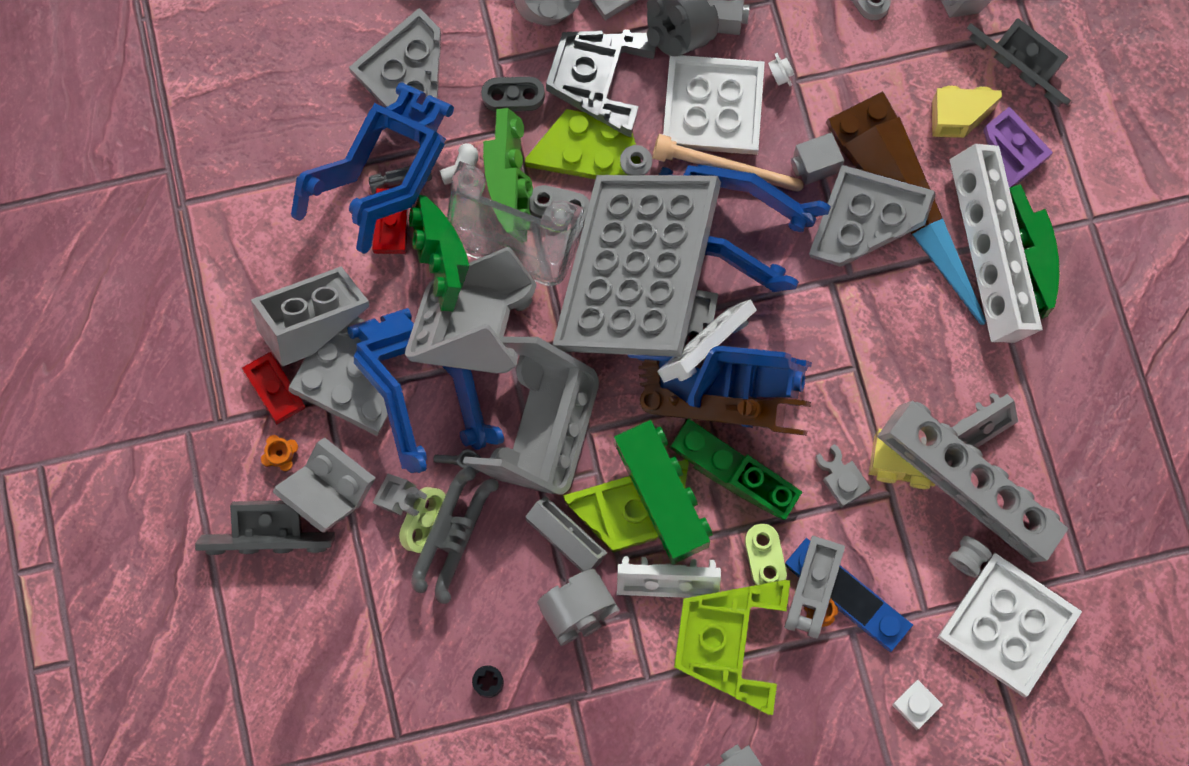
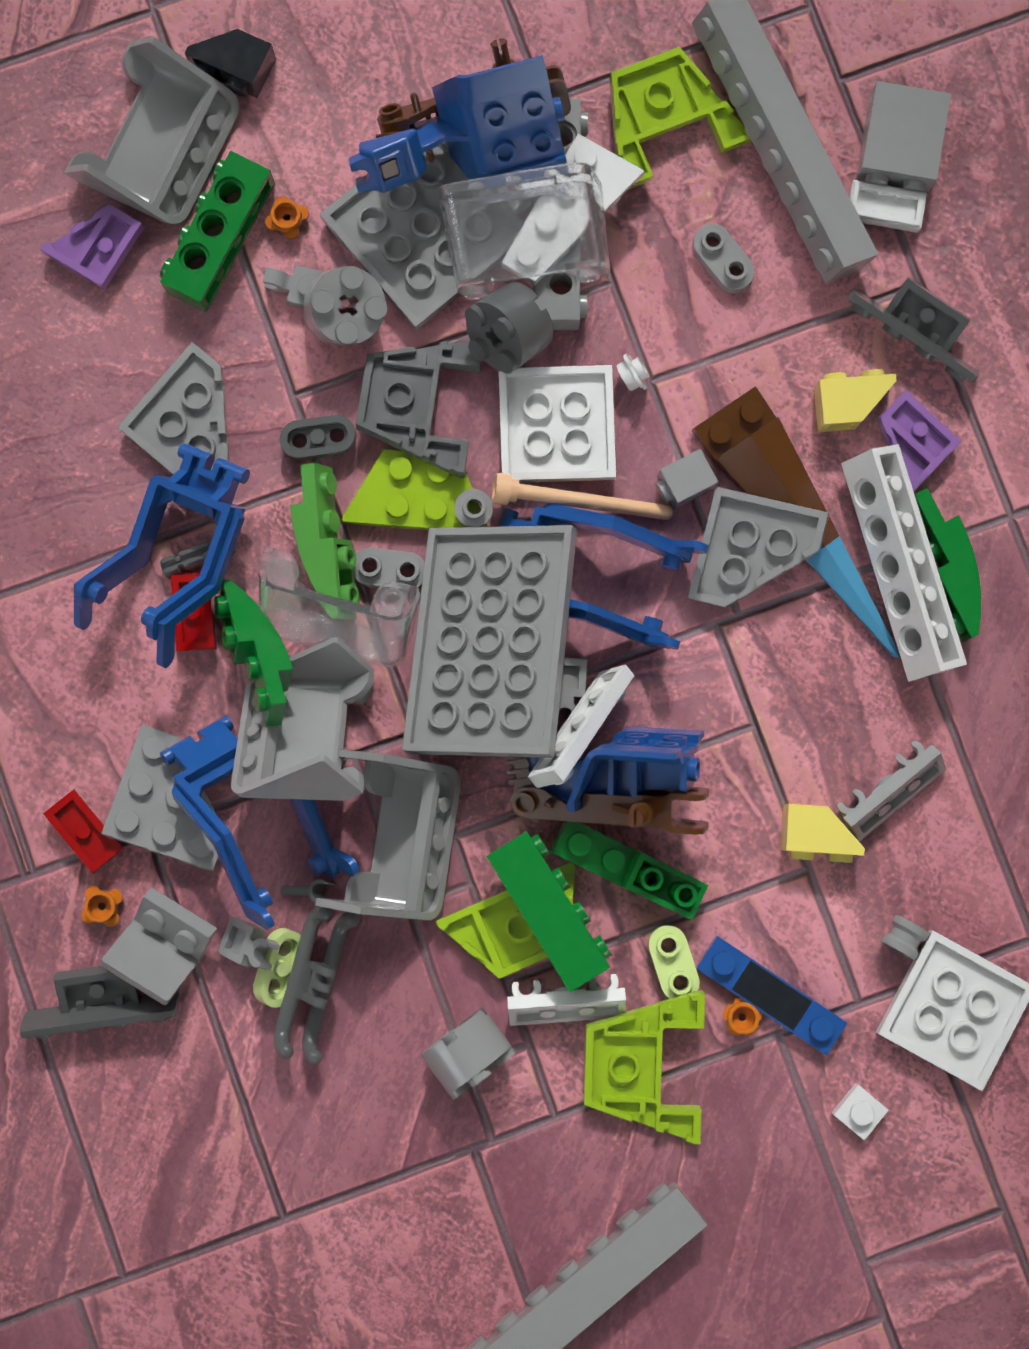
camera: 10 degrees left, 10 degrees up
(307, 314) = (112, 741): light grey slope -> none
(467, 154) = (271, 531): white arm -> none
(481, 673) = (367, 1135): black bush -> none
(565, 535) = (444, 966): light grey piece -> none
(815, 585) = (733, 996): light grey plate -> none
(844, 480) = (754, 862): light grey plate -> none
(955, 480) = (986, 898): light grey brick -> none

